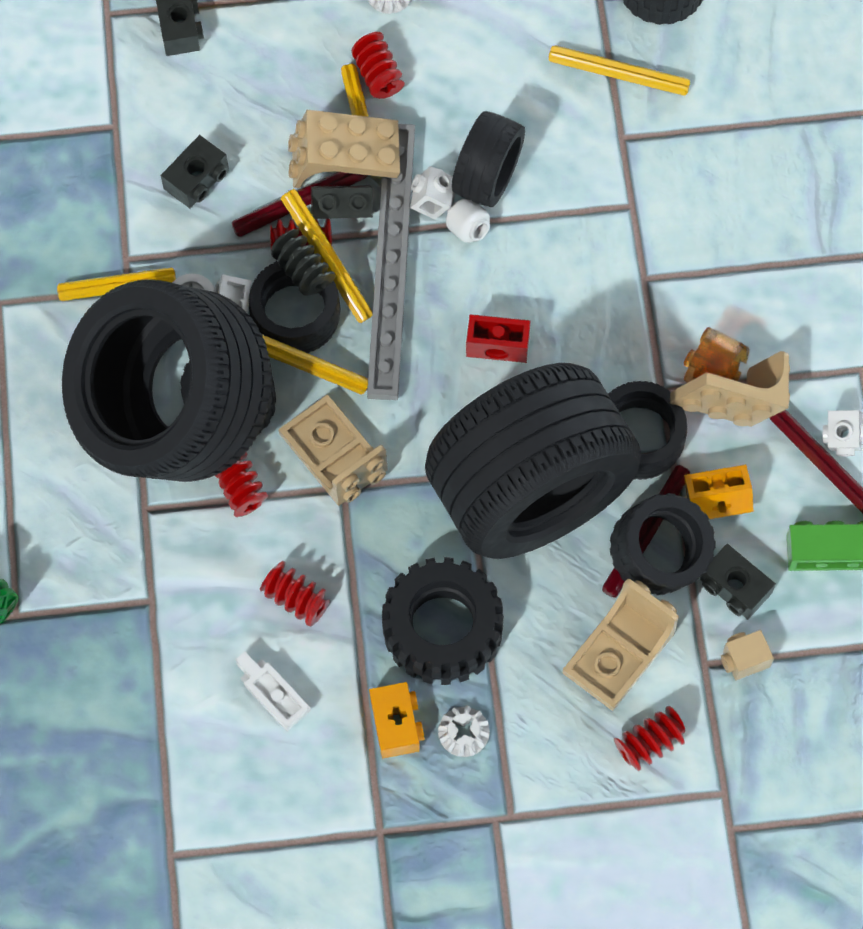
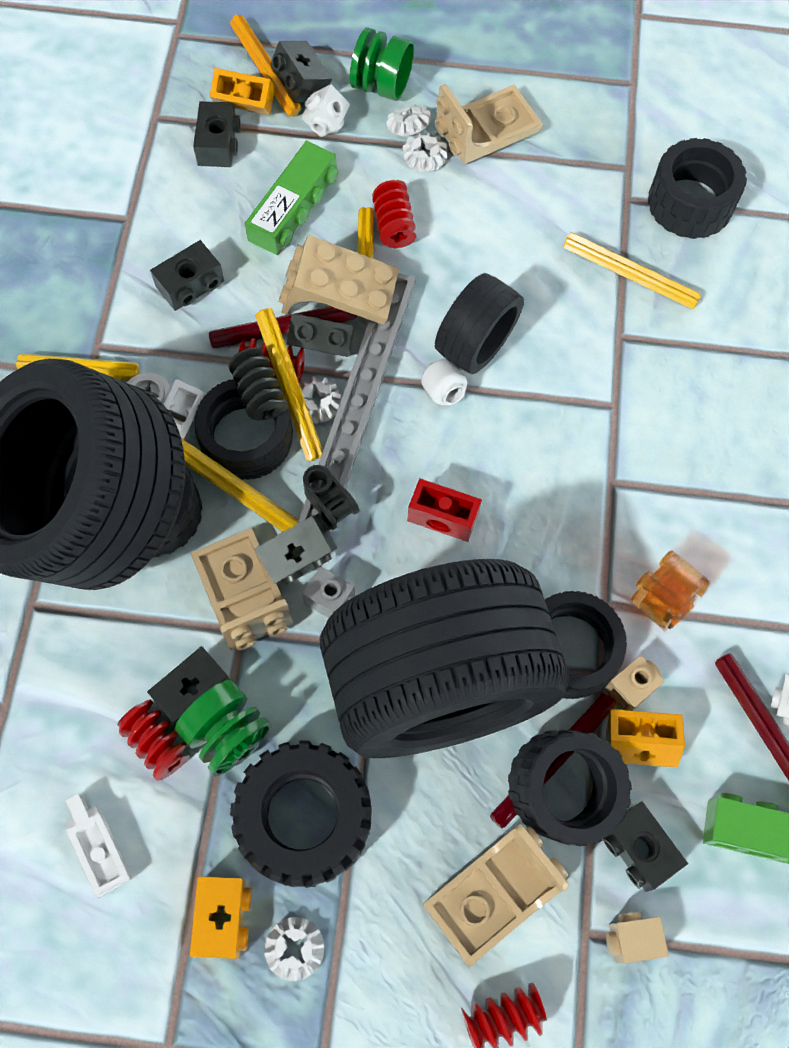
camera: 10 degrees right, 0 degrees up
(240, 489) = (130, 605): red piece -> none
(273, 70) = (291, 198): none -> bright green brick
(316, 528) = (195, 670): none -> pearl dark grey brick
(352, 565) = (219, 724): none -> green wheel
(358, 410) = (278, 556): none -> pearl dark grey brick
(365, 266) = (328, 405): none -> white gear
(395, 354) = (332, 500): none -> pearl dark grey piece
(413, 436) = (327, 592): none -> light grey brick
(432, 192) = (414, 346): white brick -> none
(702, 450) = (634, 683): none -> tan brick
(739, 402) = (715, 638): tan bracket -> none

